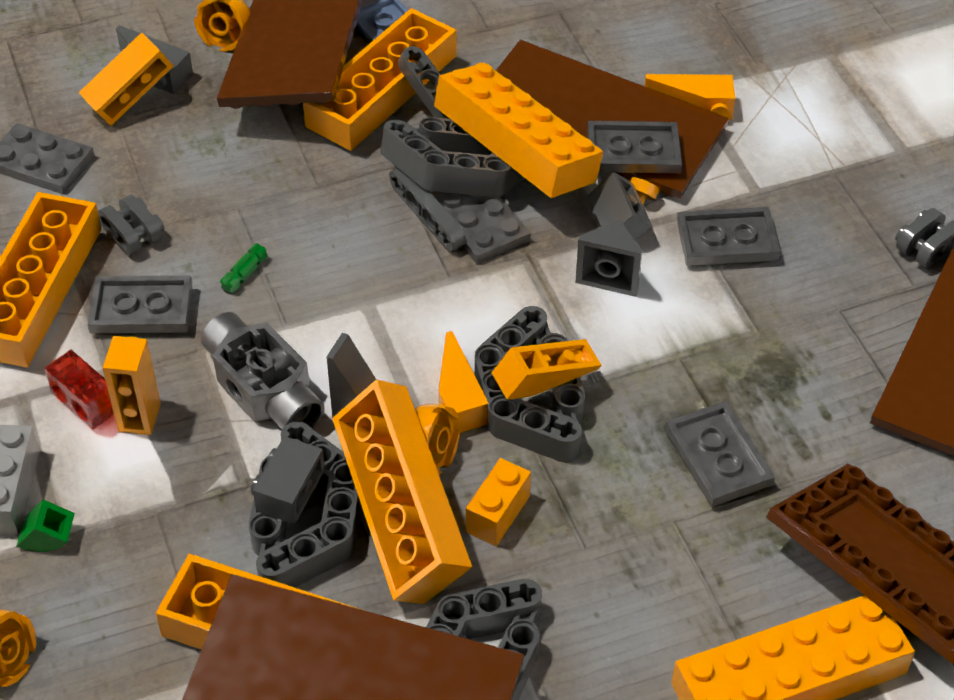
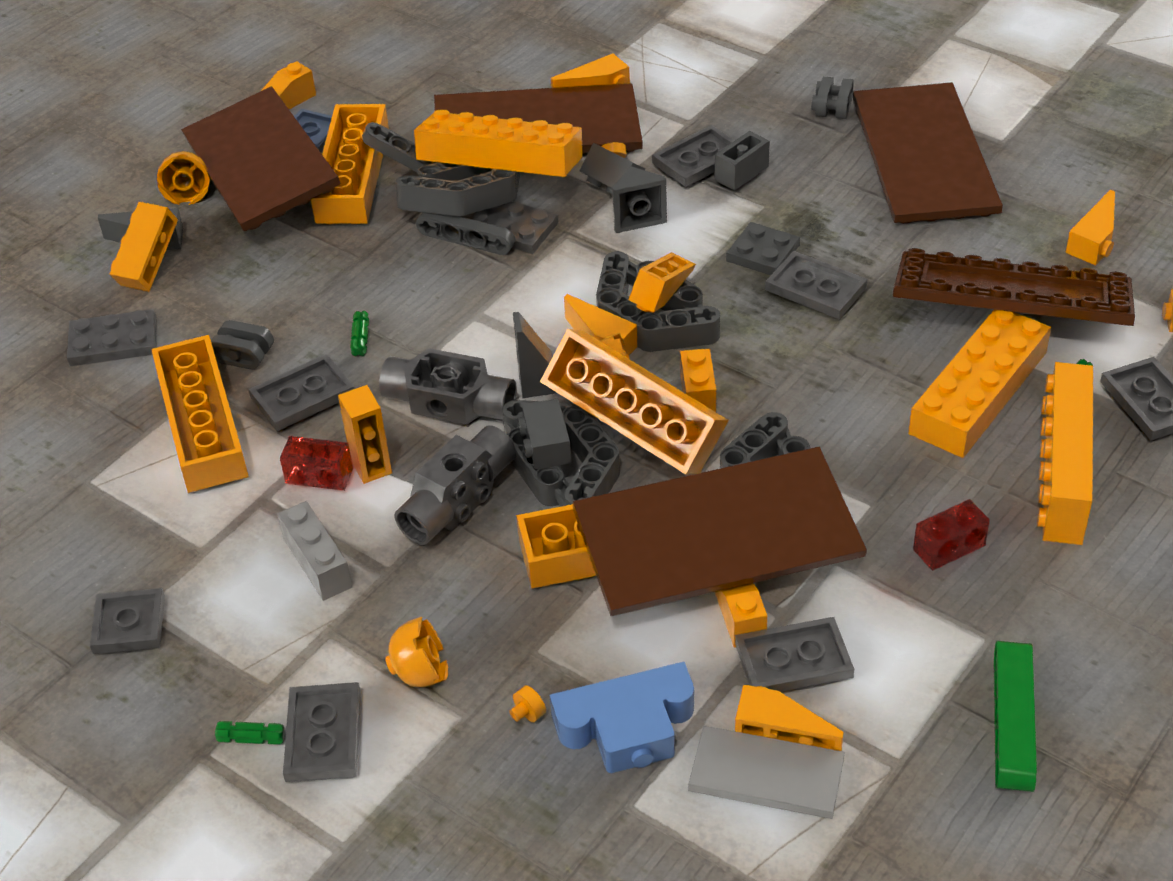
camera: 30 degrees left, 5 degrees down
(45, 528) = (374, 566): green brick -> none
(173, 483) = (454, 483): none -> flat silver brick
(637, 146) = (598, 121): flat silver plate -> none
(704, 379) = (762, 248): none -> dark grey plate
(760, 266) = (742, 160): none -> dark grey brick

